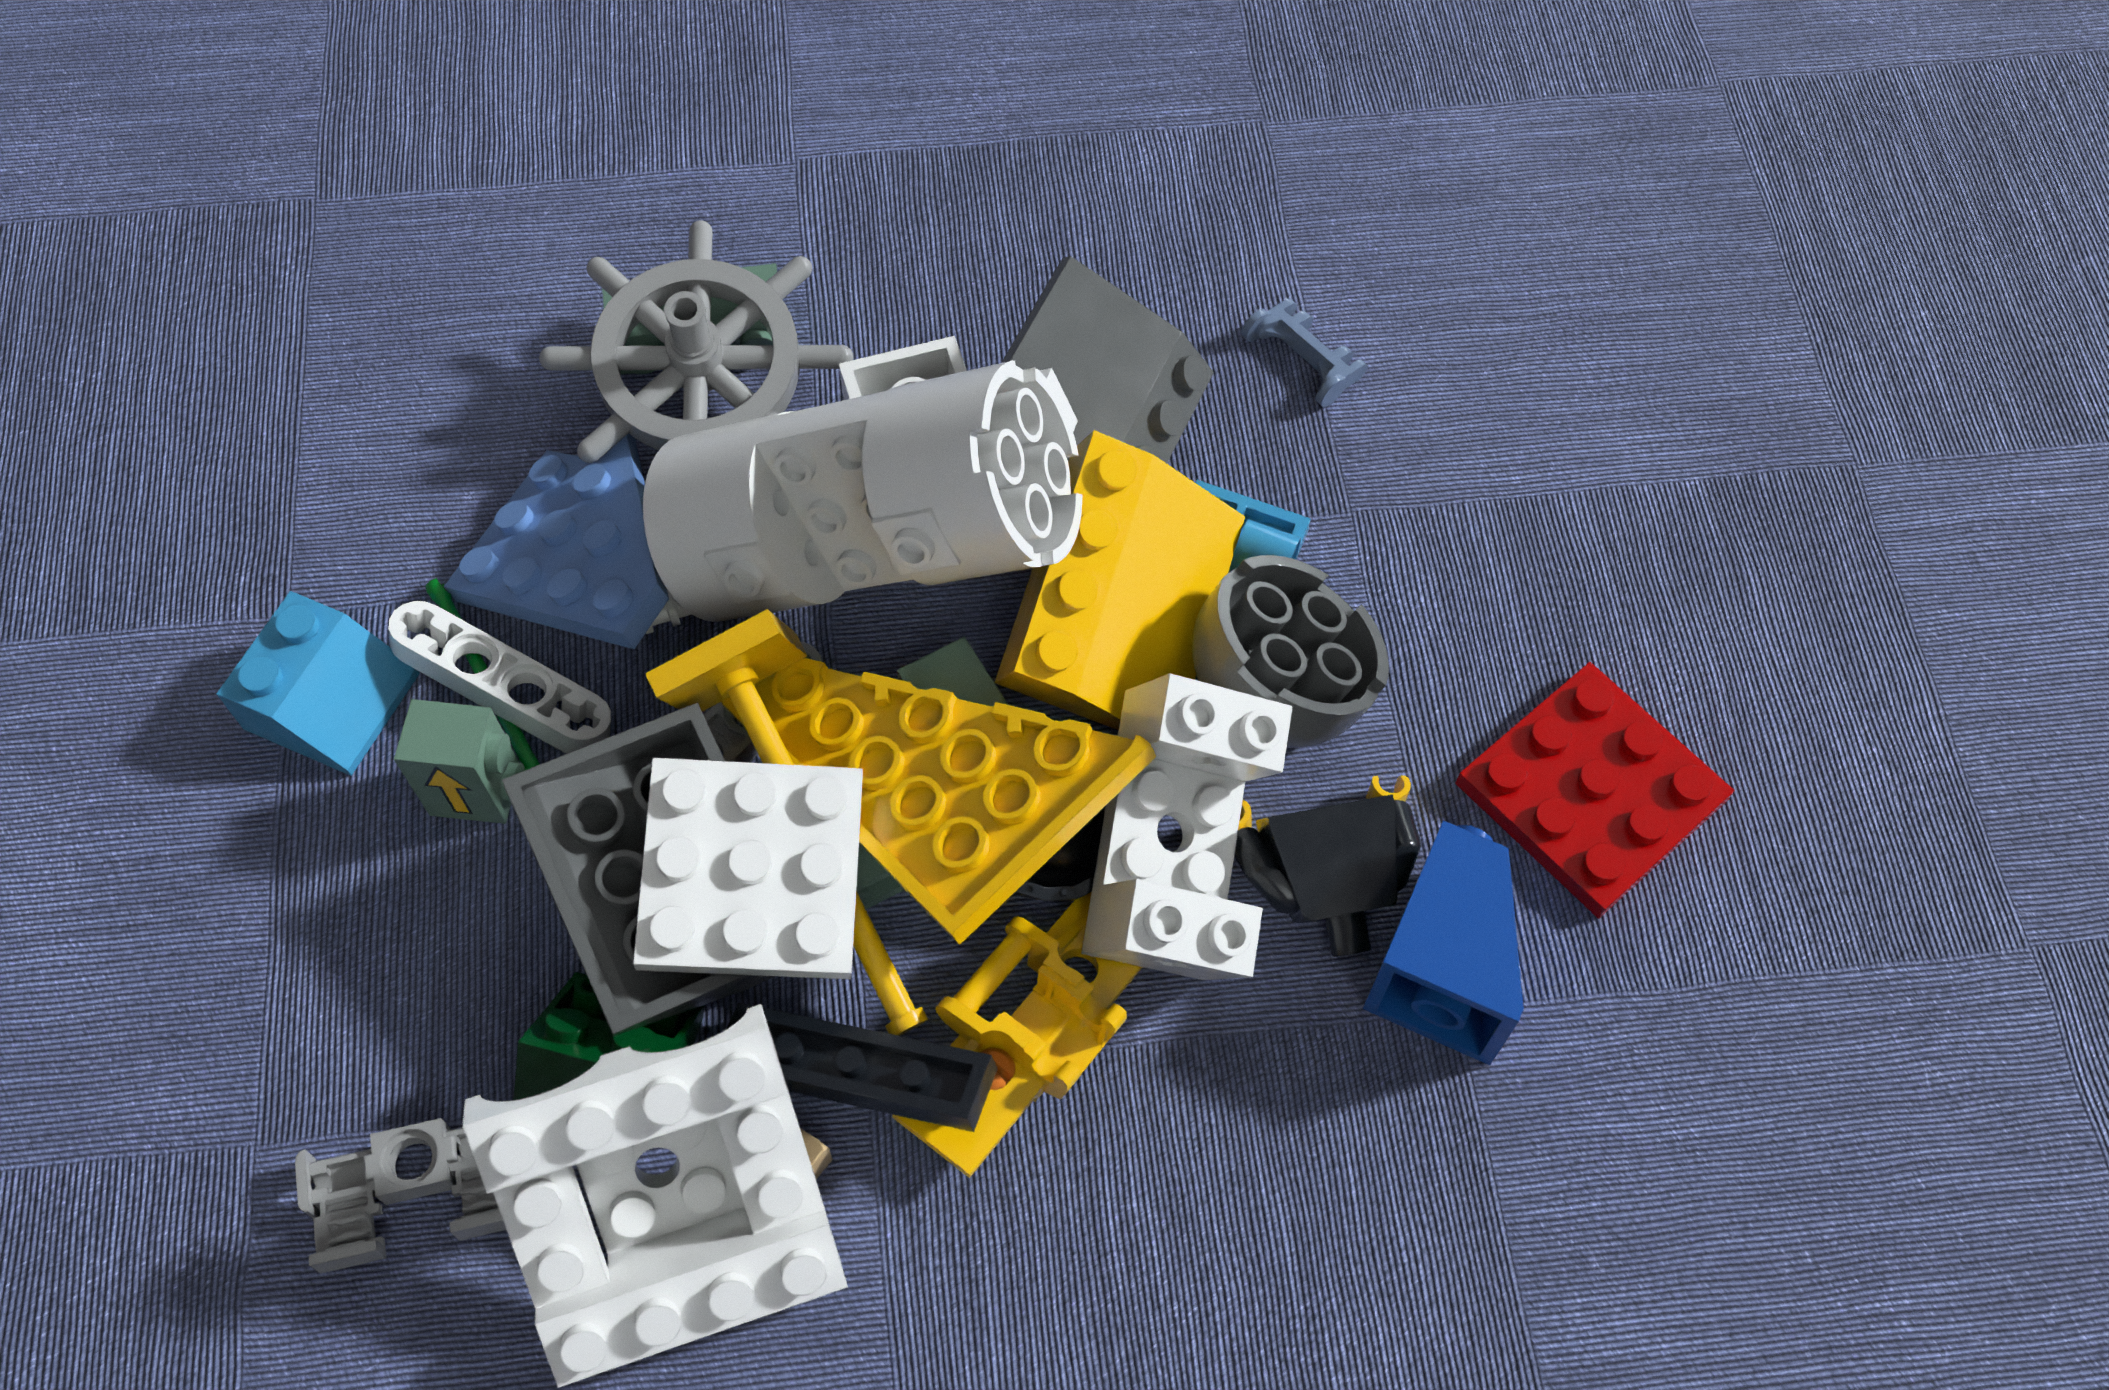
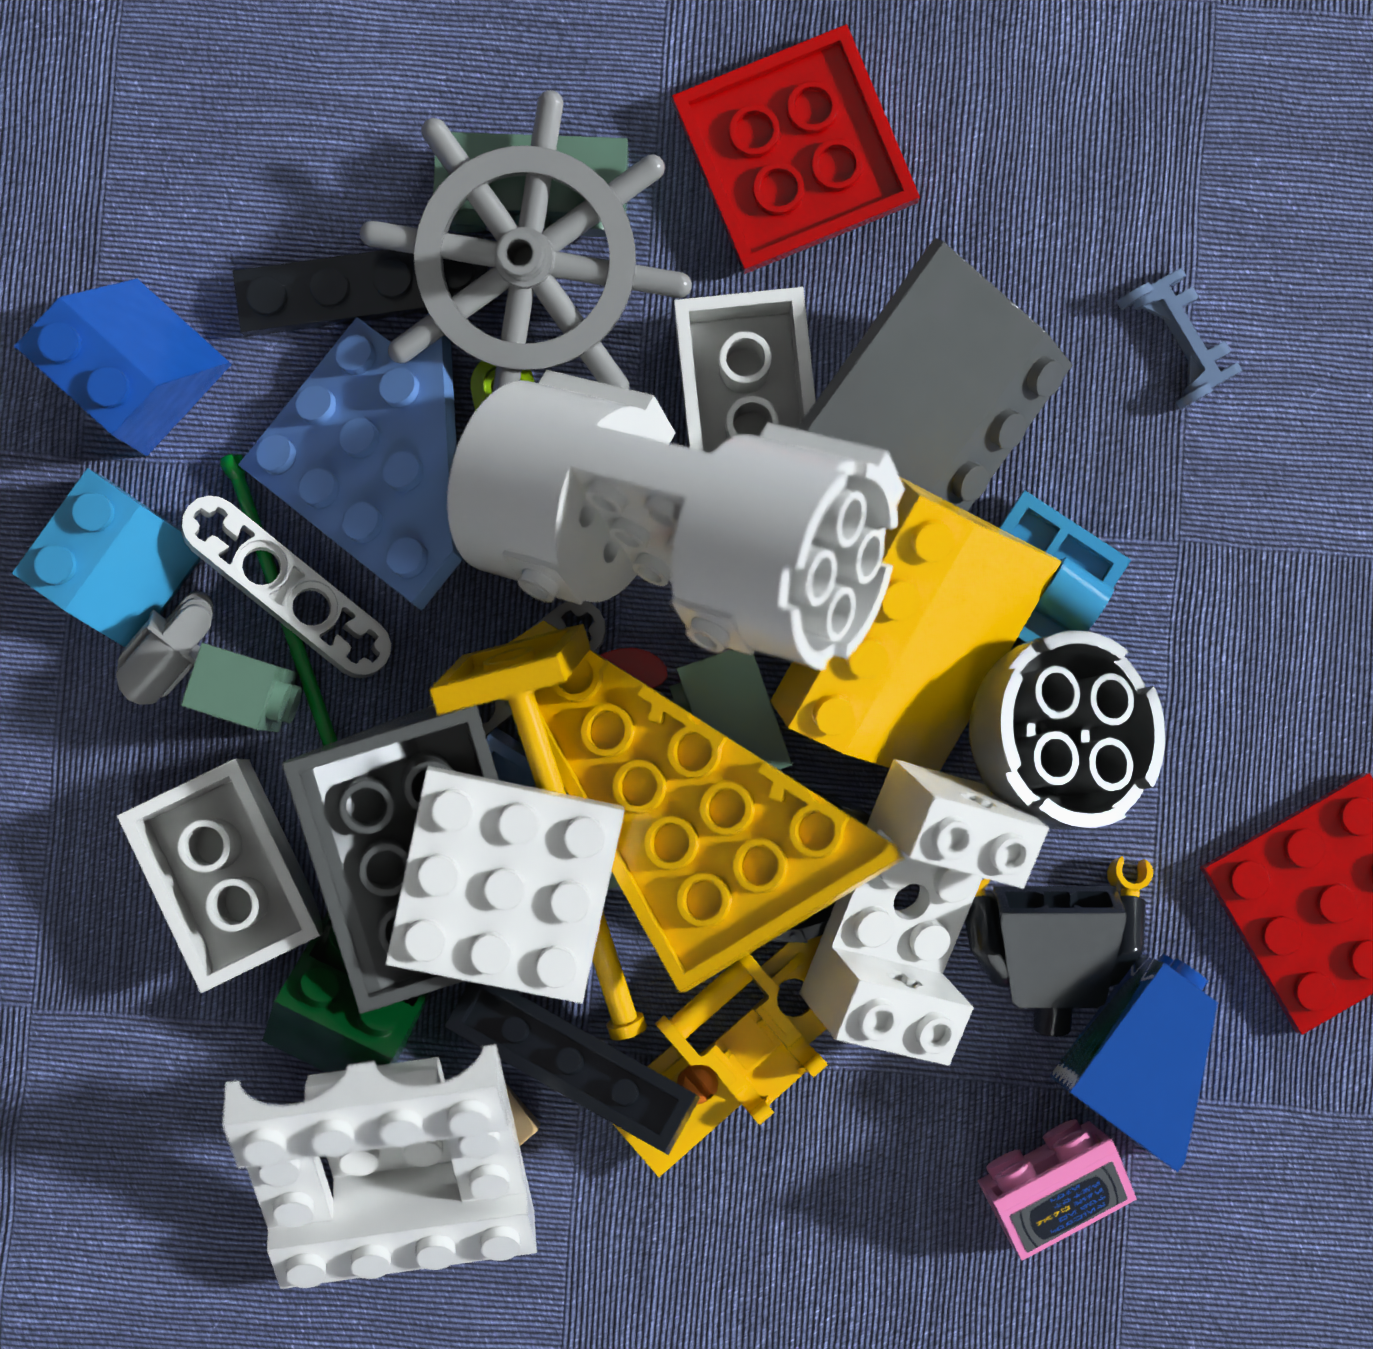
camera: 10 degrees right, 25 degrees up
(316, 510) = (124, 360): none -> blue slope
(351, 1181) = (115, 1064): light grey piece -> none
(366, 766) = (164, 650): none -> light grey arm
(450, 938) = (223, 873): none -> white brick
(521, 435) = (336, 290): none -> black plate
(929, 263) = (795, 149): none -> red plate
(1401, 1098) = (1056, 1187): none -> bright pink slope

